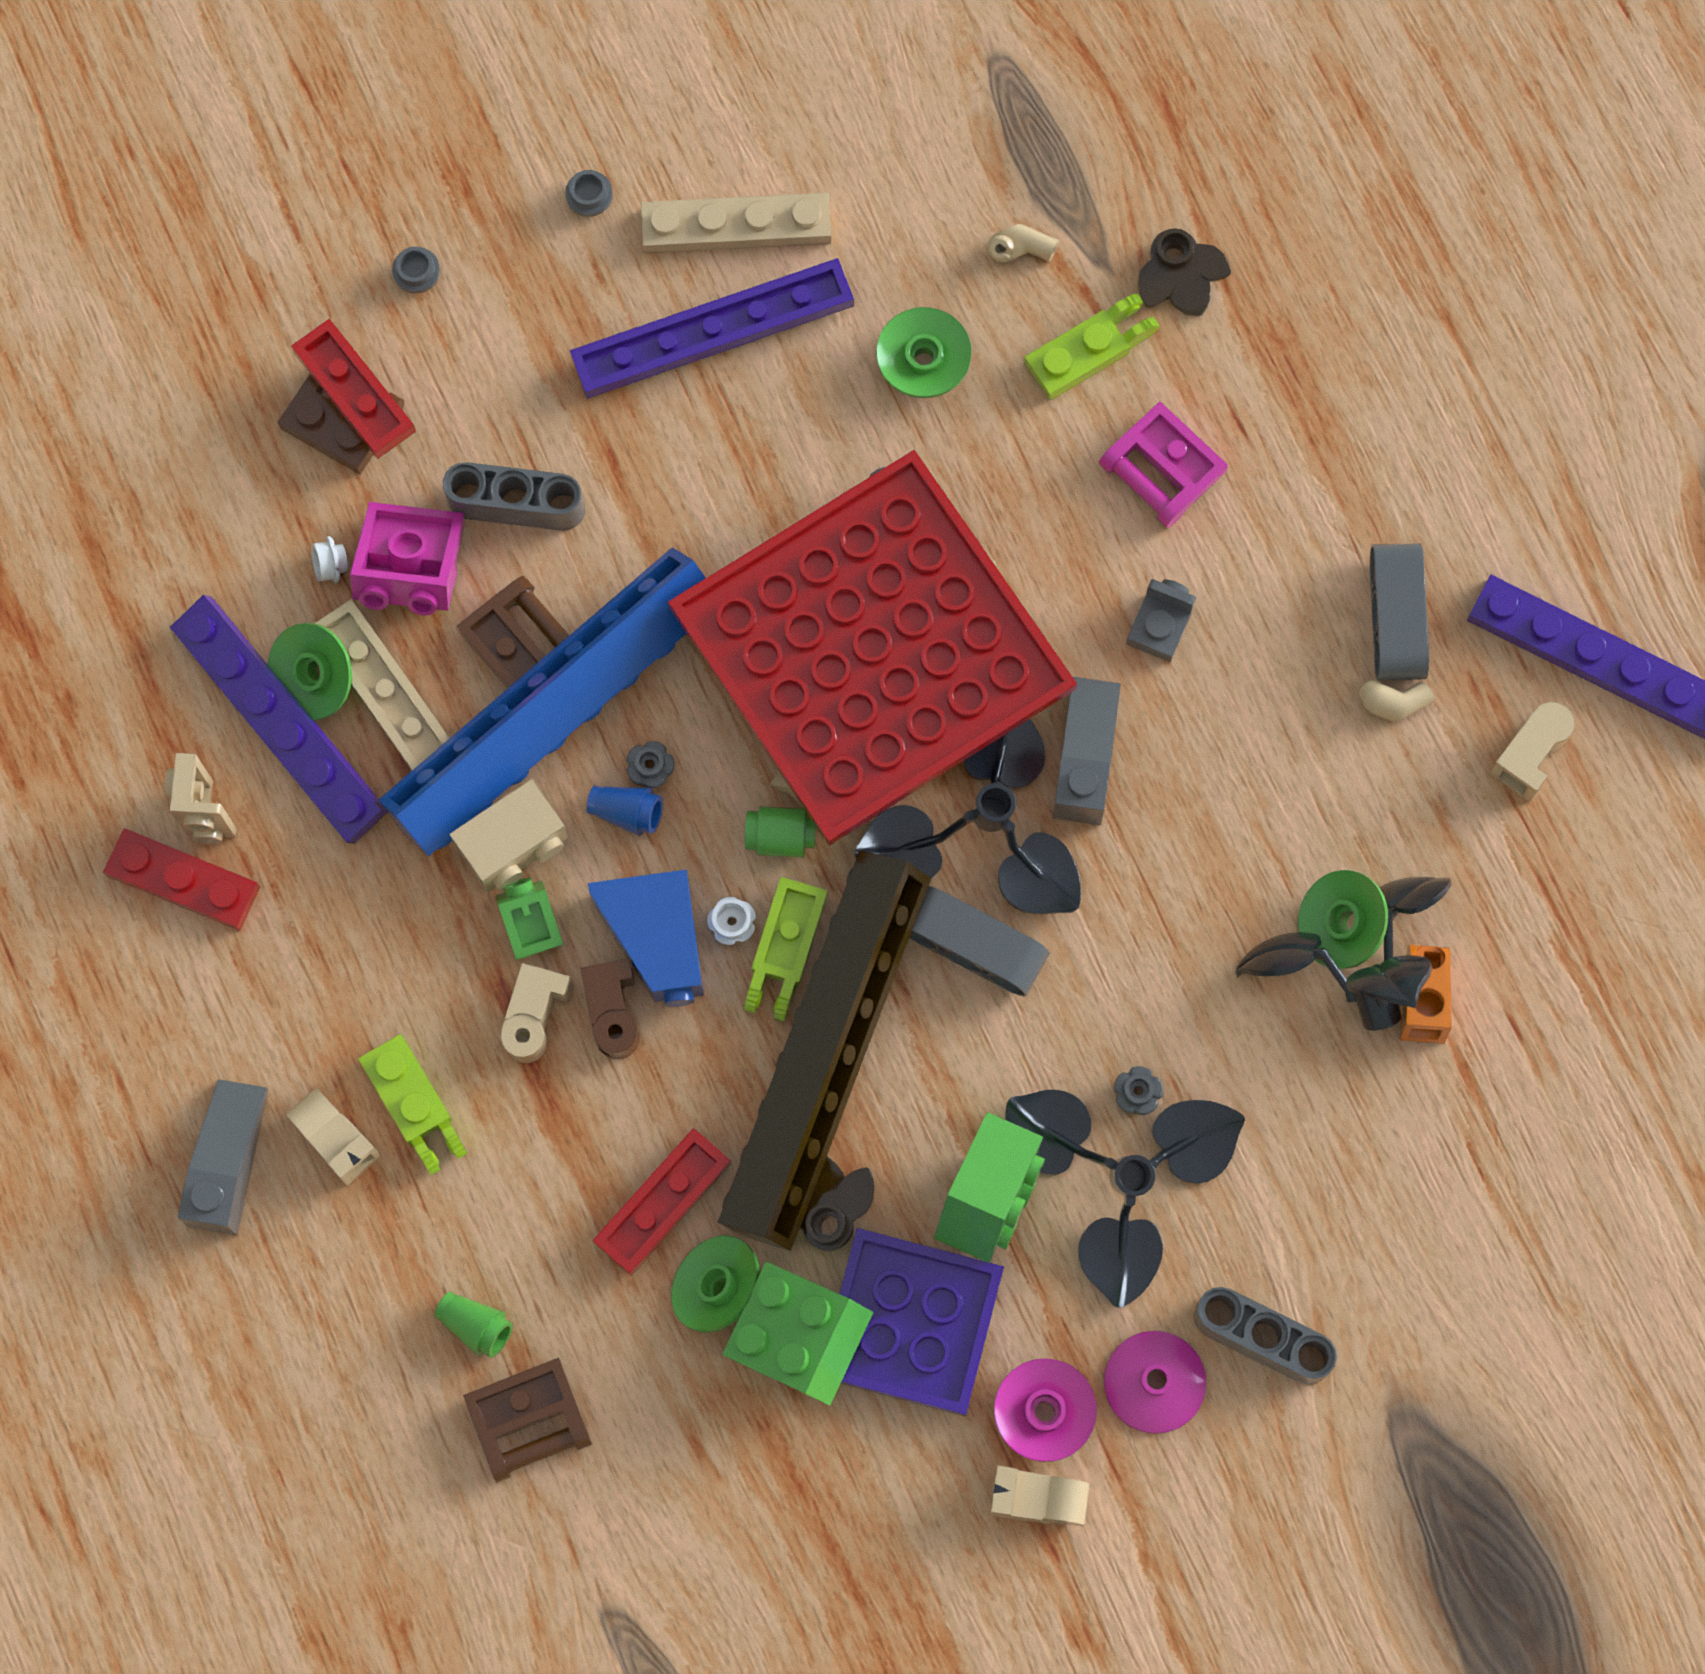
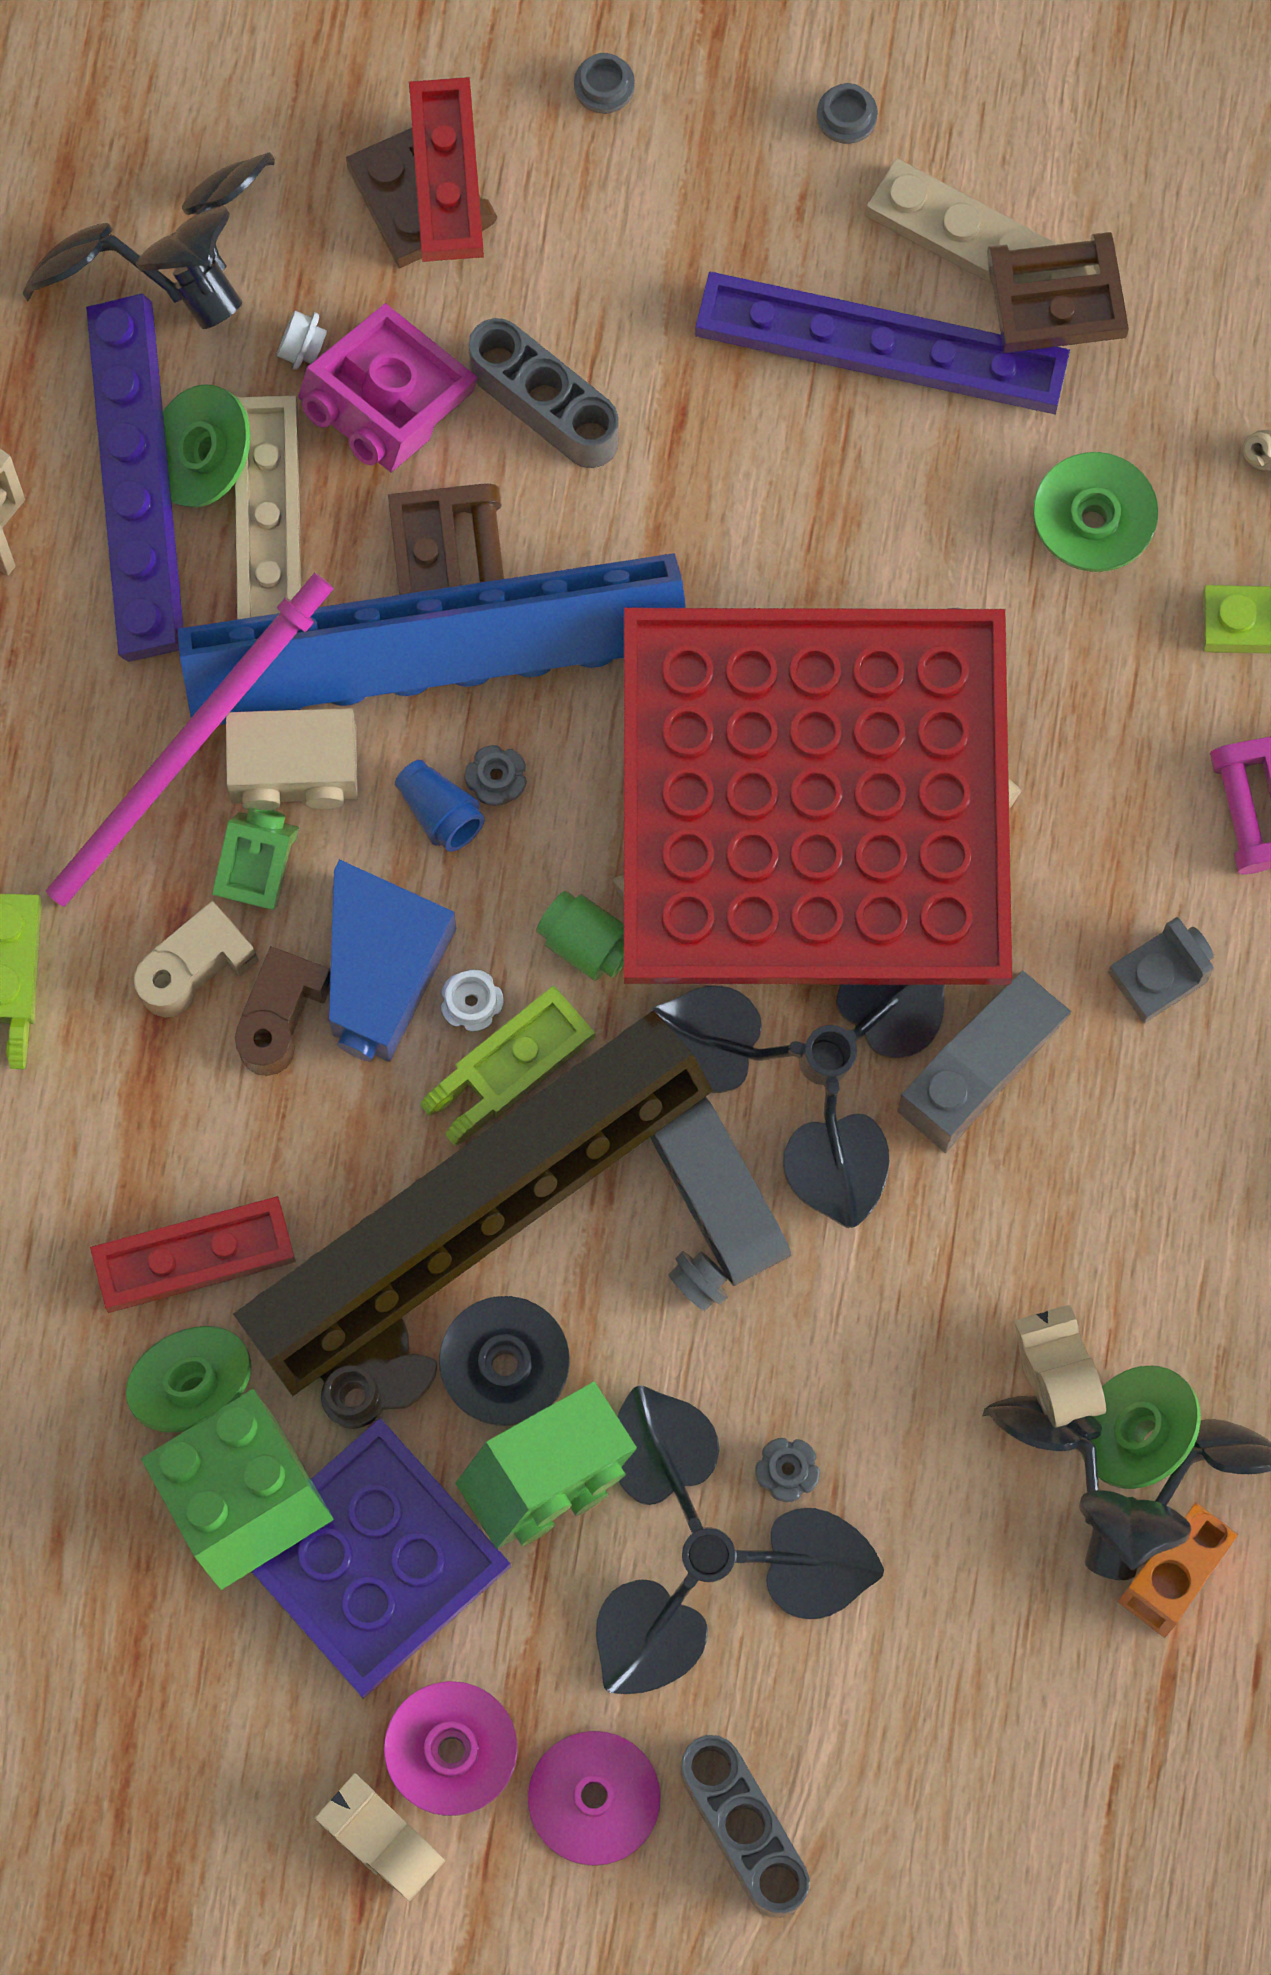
camera: 30 degrees right, 0 degrees up
(223, 550) = (189, 249): none -> black plant
(456, 743) = (293, 616): none -> dark pink bar
(817, 234) = (1063, 308): none -> reddish brown plate
(905, 1114) = (498, 1328): none -> black dish
(1001, 1006) = (699, 1279): none -> dark grey plate
(1269, 914) = (1059, 1366): none -> tan leg

